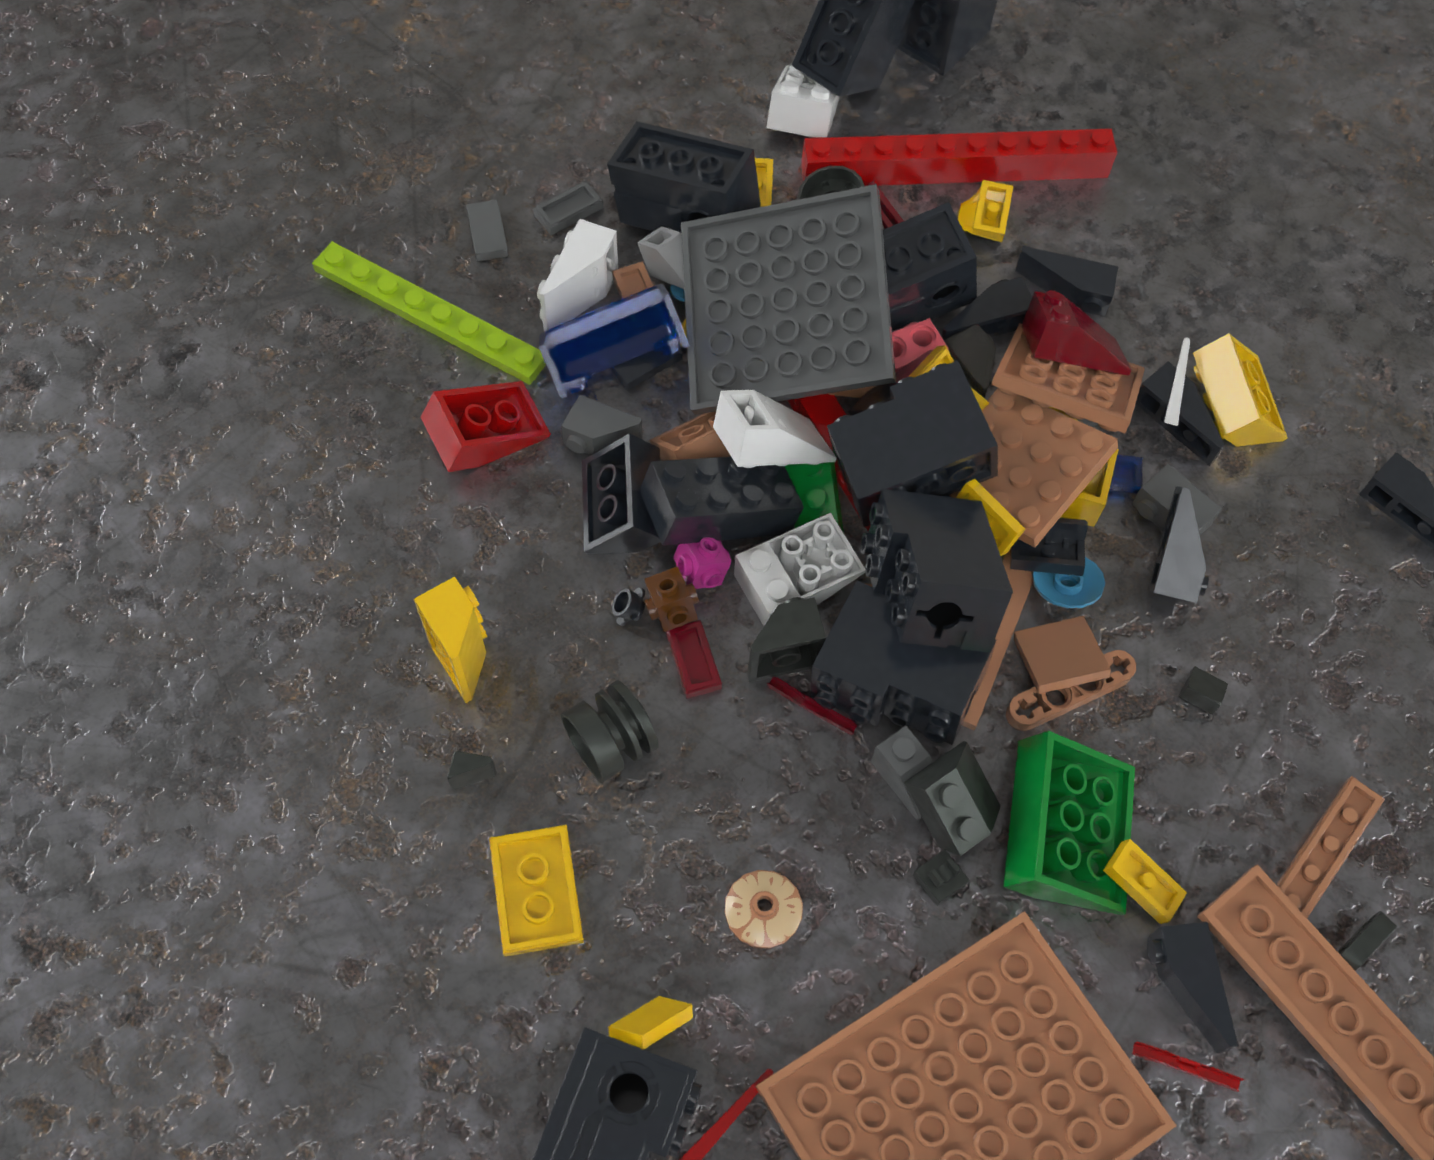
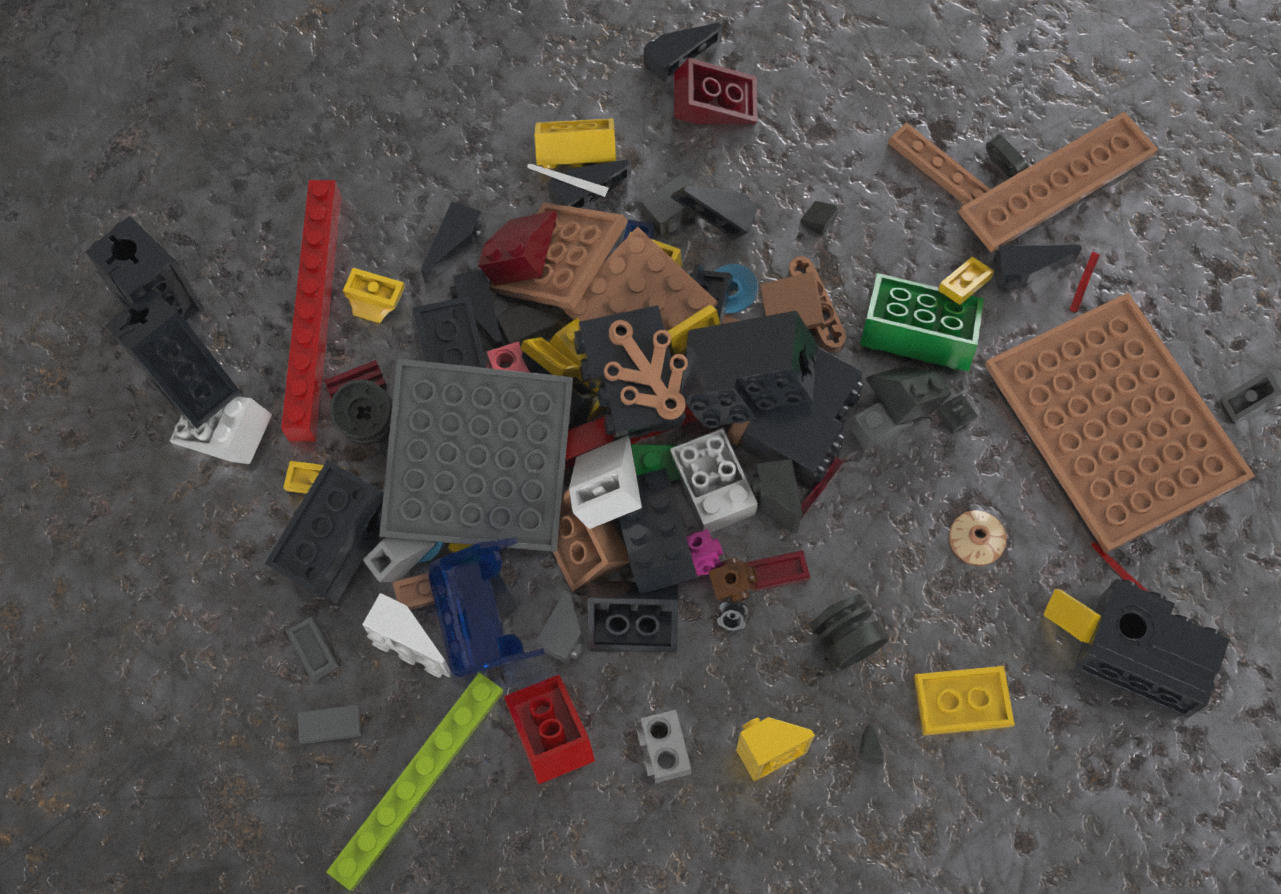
camera: 80 degrees left, 5 degrees up
(468, 549) = (670, 745): none -> light grey brick
(906, 443) = (649, 373): none -> nougat plant
(1355, 549) = (714, 94): none -> dark red slope

